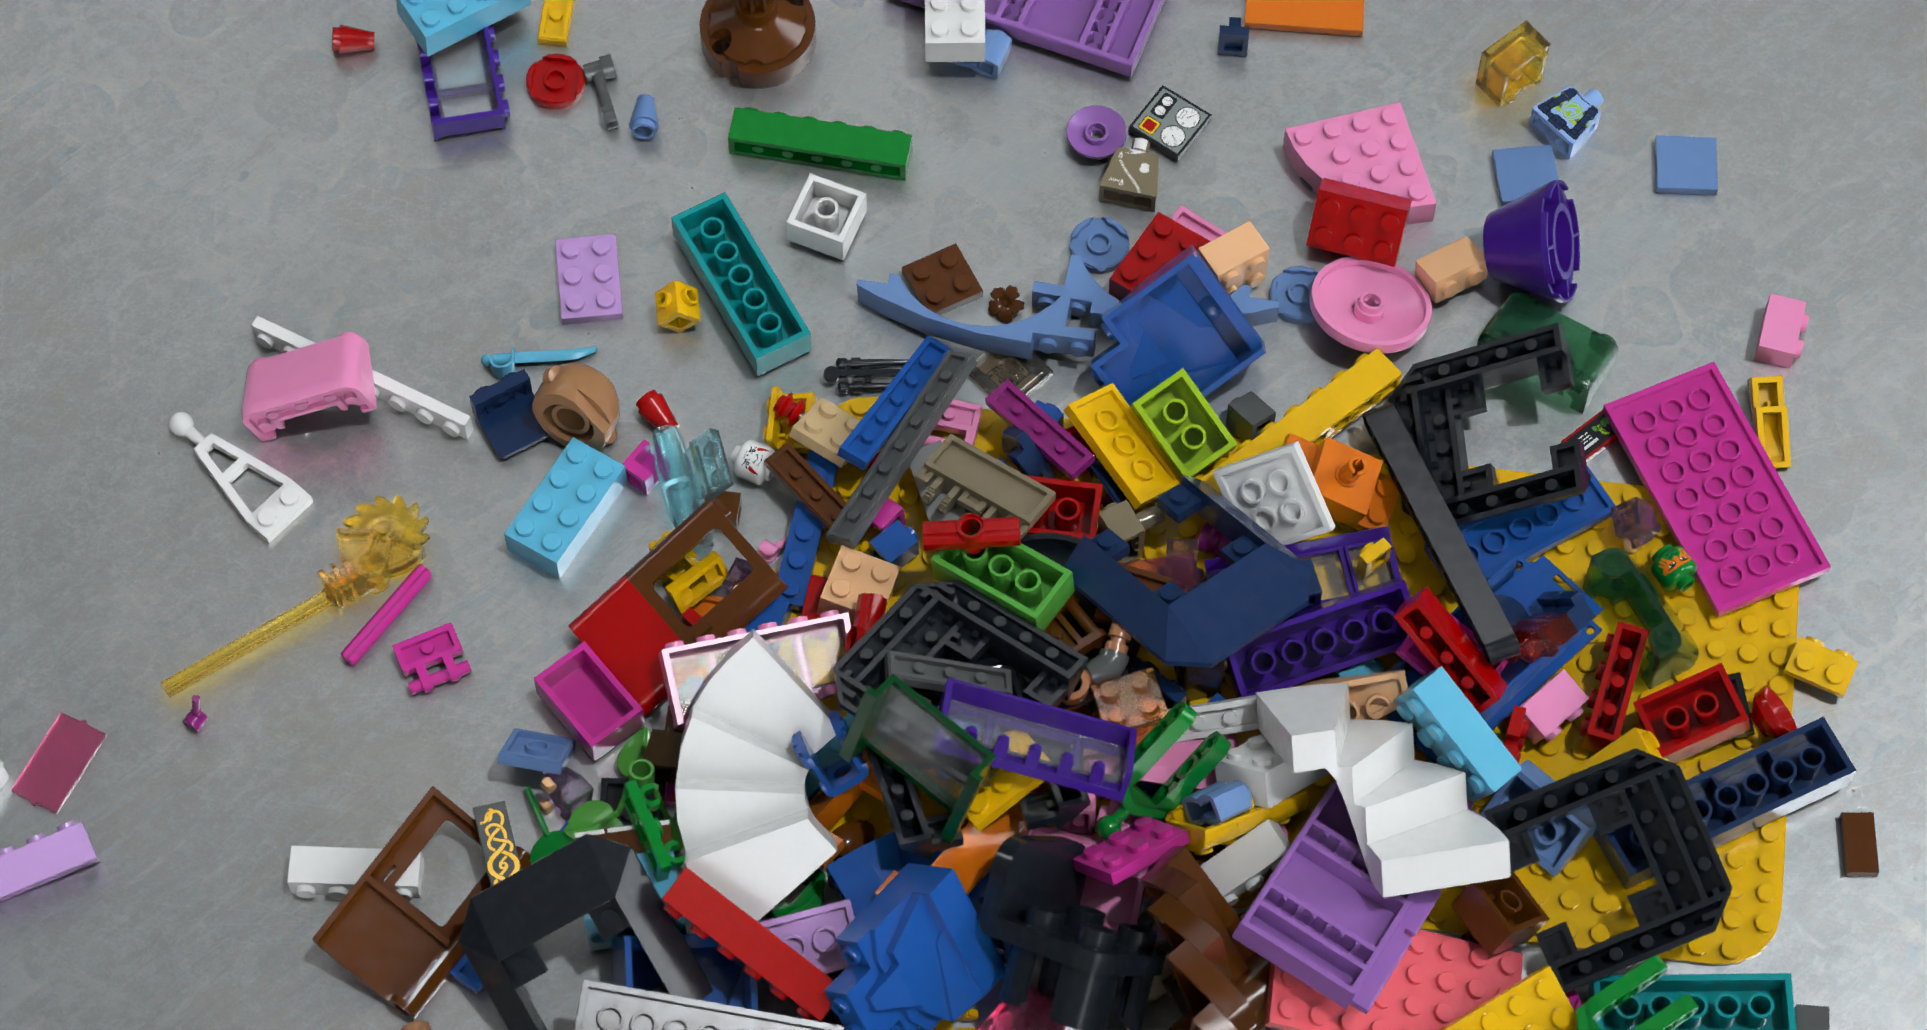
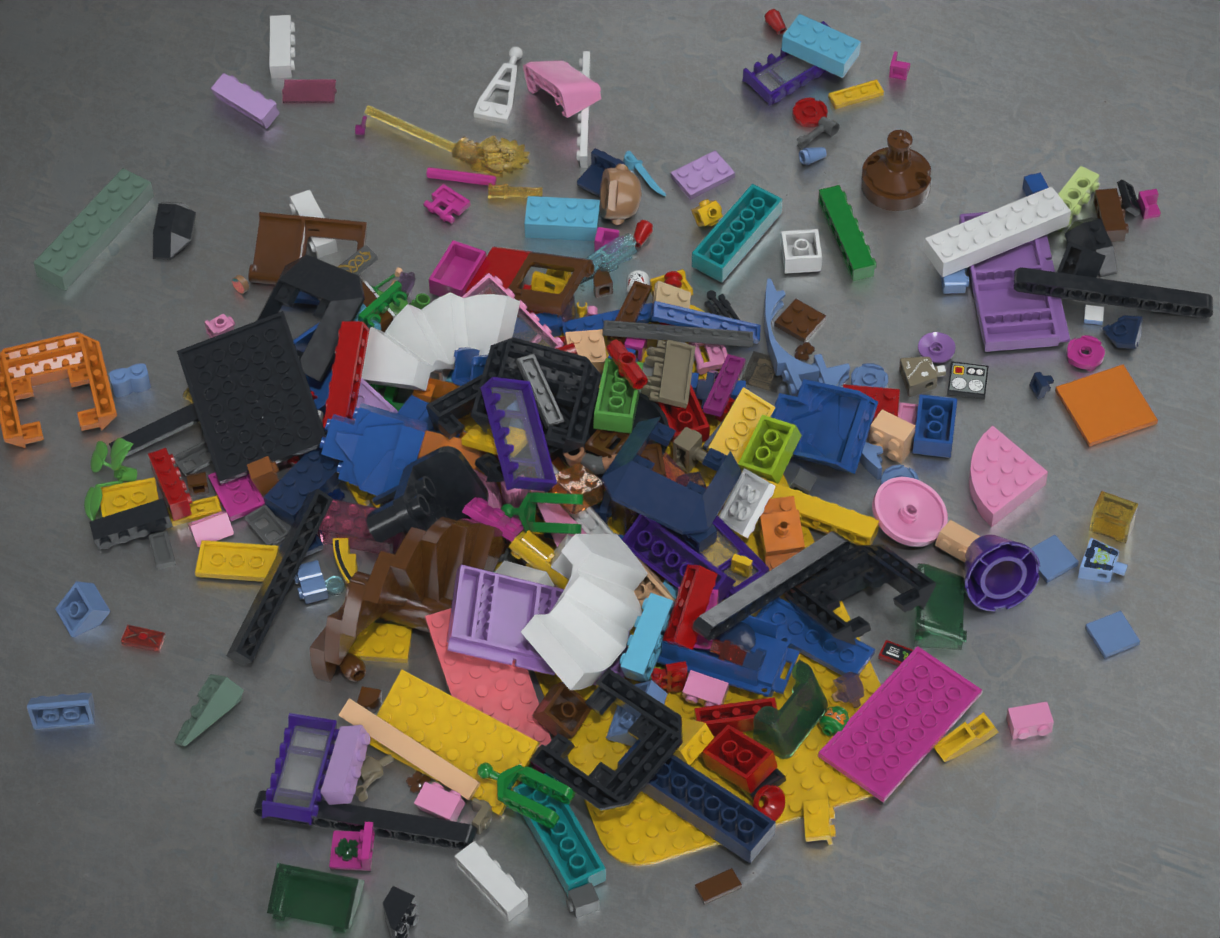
camera: 65 degrees right, 10 degrees down
(460, 565) = (505, 191): none -> clear yellow pin
(537, 751) = (416, 262): medium blue tile -> none
(921, 747) = (478, 359): piece -> none
(1217, 803) = (540, 542): medium blue brick -> none
(1235, 193) = (935, 426): none -> blue brick
(1359, 222) = (956, 483): red brick -> none

